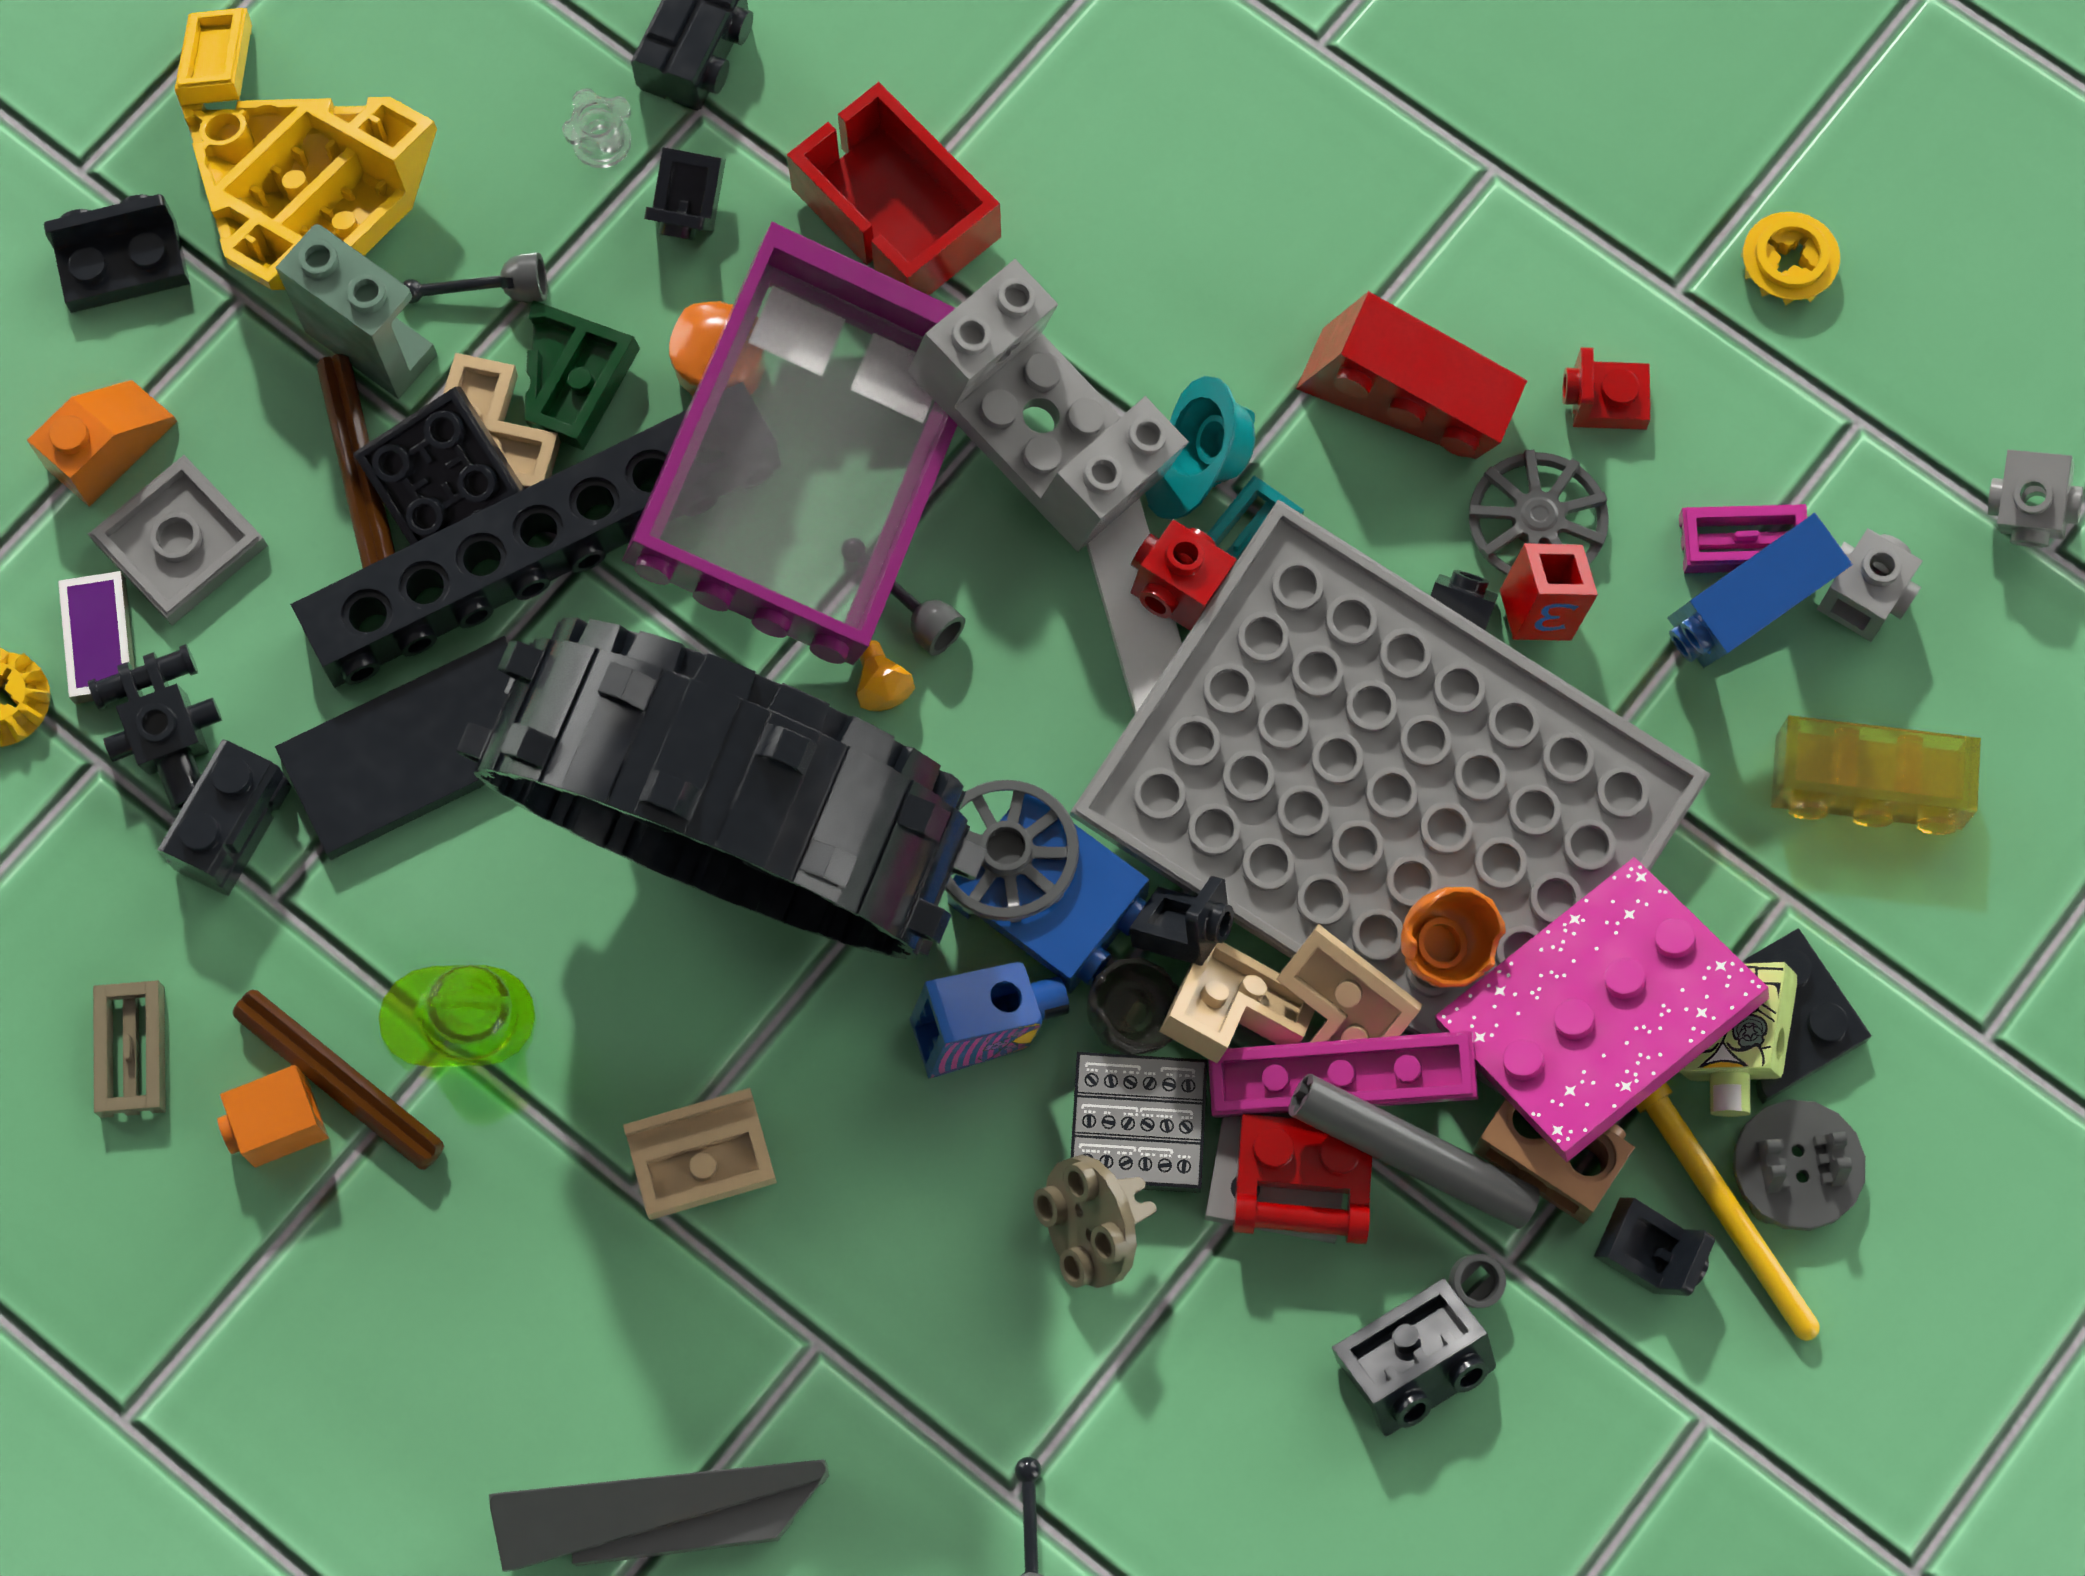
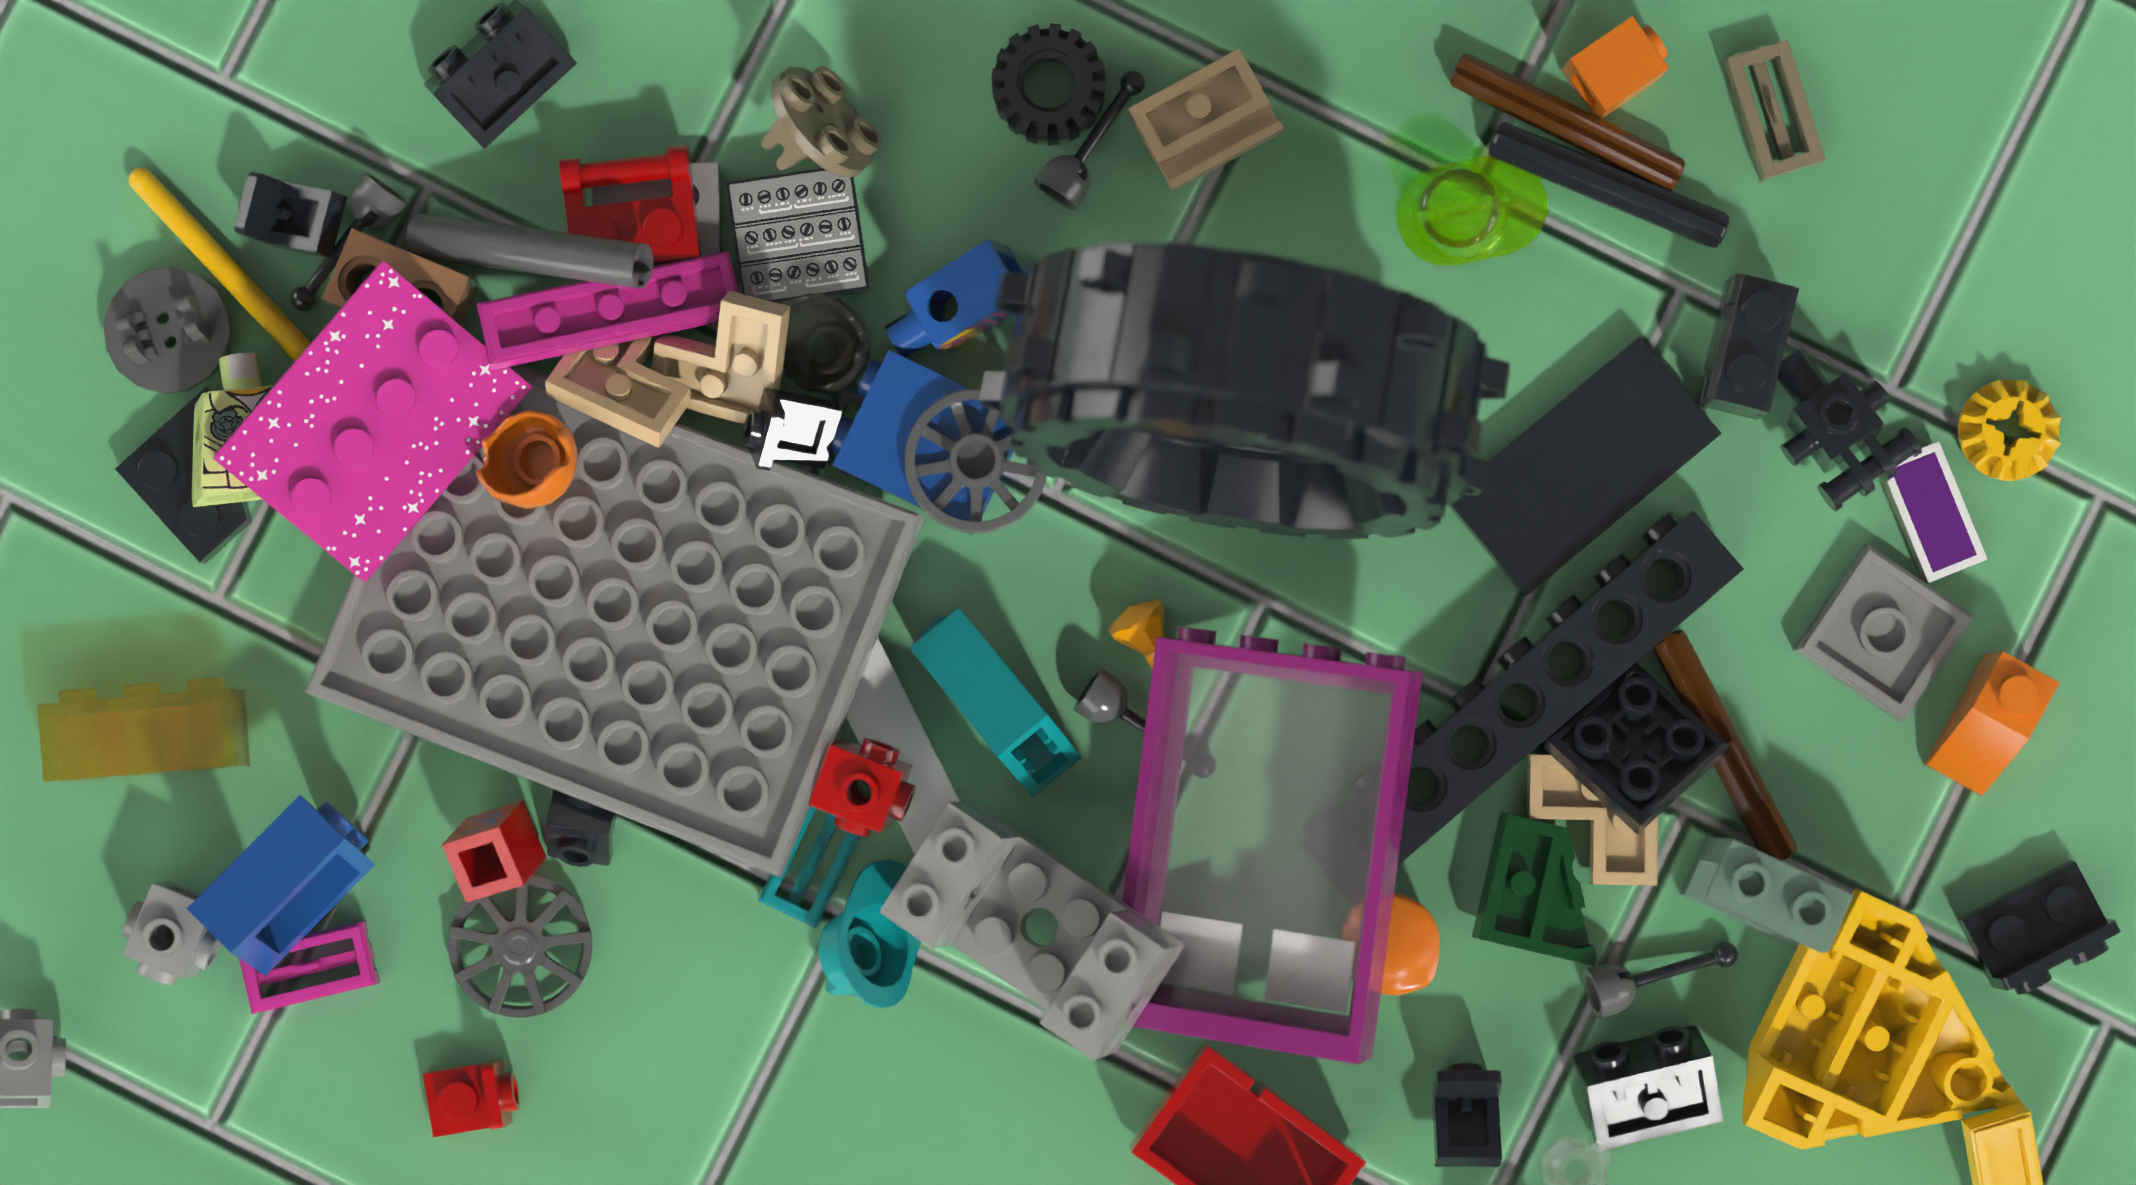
camera: 170 degrees right, 15 degrees up
(315, 1008) = (1608, 185): none -> black axle
(512, 192) = (1649, 1086): none -> bracket
(842, 1184) = (1043, 46): none -> black tyre
(852, 1129) = (1066, 176): none -> hinge
(1041, 638) = (994, 701): none -> teal slope
(1412, 378) = (671, 1059): red wedge -> none
(1487, 1289) = (445, 148): dark grey hinge -> none
(1568, 1247) = (372, 206): none -> hinge

